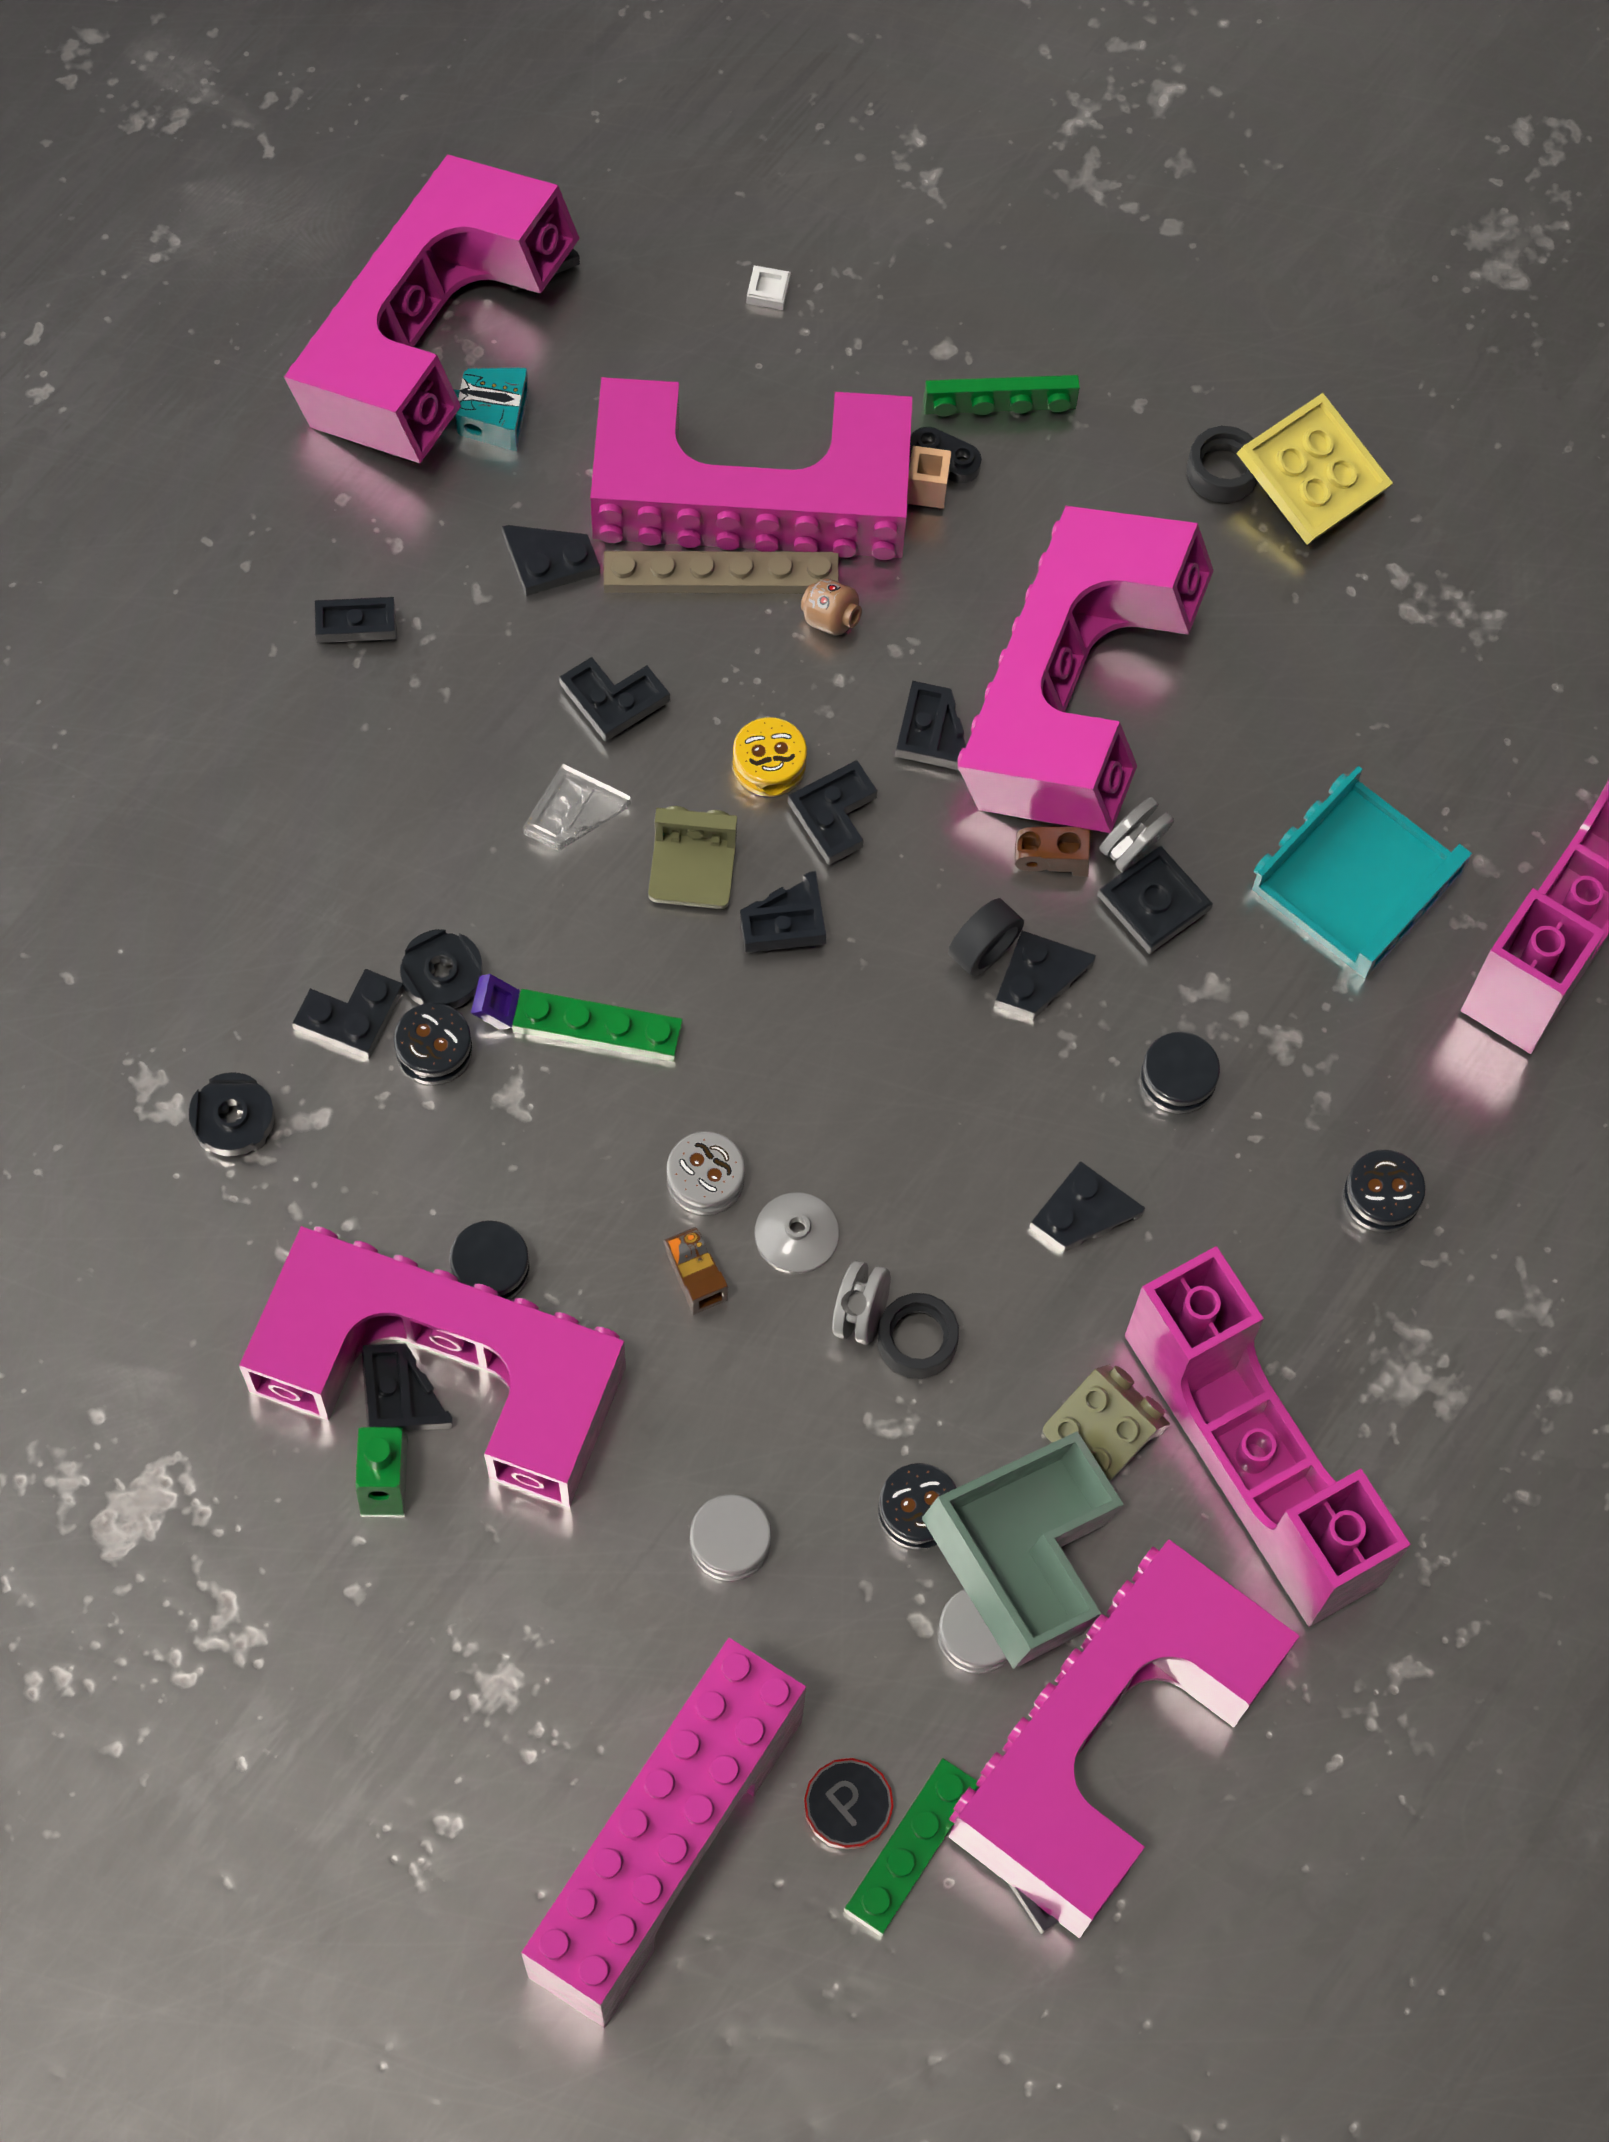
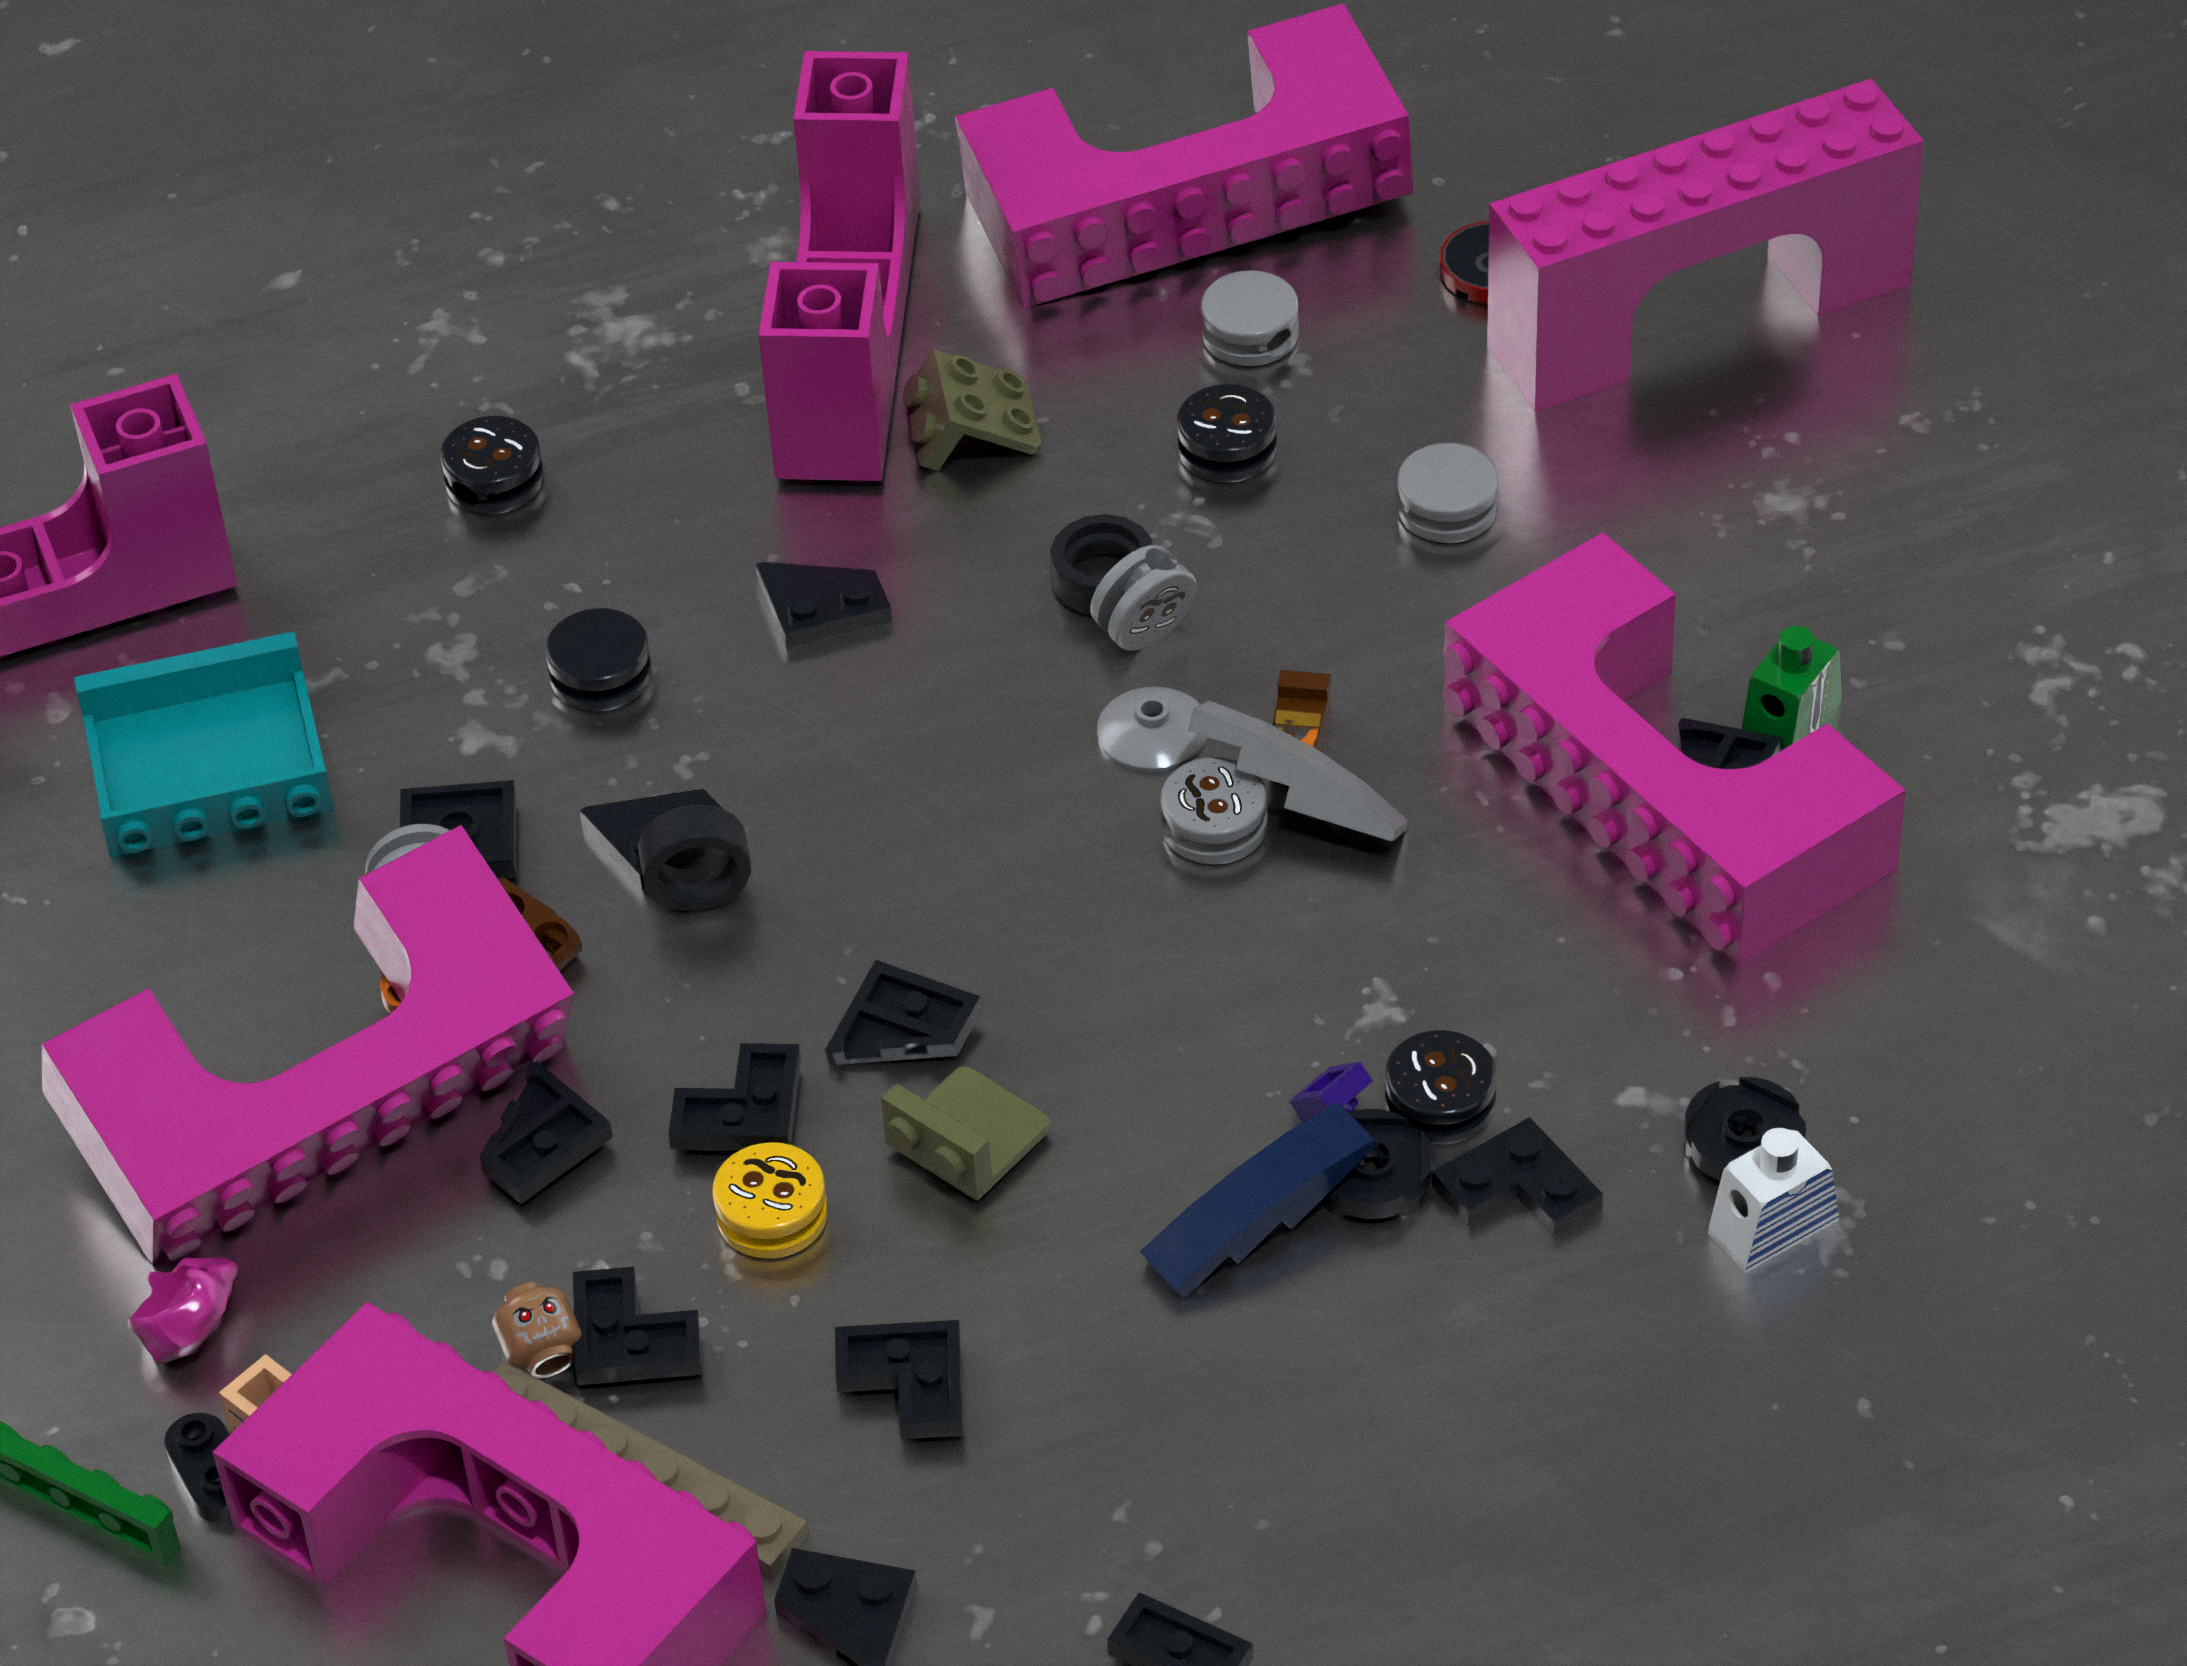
camera: 140 degrees left, 20 degrees down
(183, 1056) = (1773, 1199): none -> white torso
(485, 898) = (1257, 1196): none -> dark blue slope
(491, 1256) = (1532, 840): black head -> none
(573, 808) = (1069, 1265): clear wing -> none
(597, 1025) = (1220, 1024): green plate -> none
(662, 1213) = (1314, 780): none -> light grey slope
(785, 629) = (625, 1345): none -> black plate
(909, 1849) = (1439, 212): green plate -> none
(1008, 1539) = (1158, 335): sand green piece -> none
(1031, 514) = (183, 1307): none -> dark pink hair

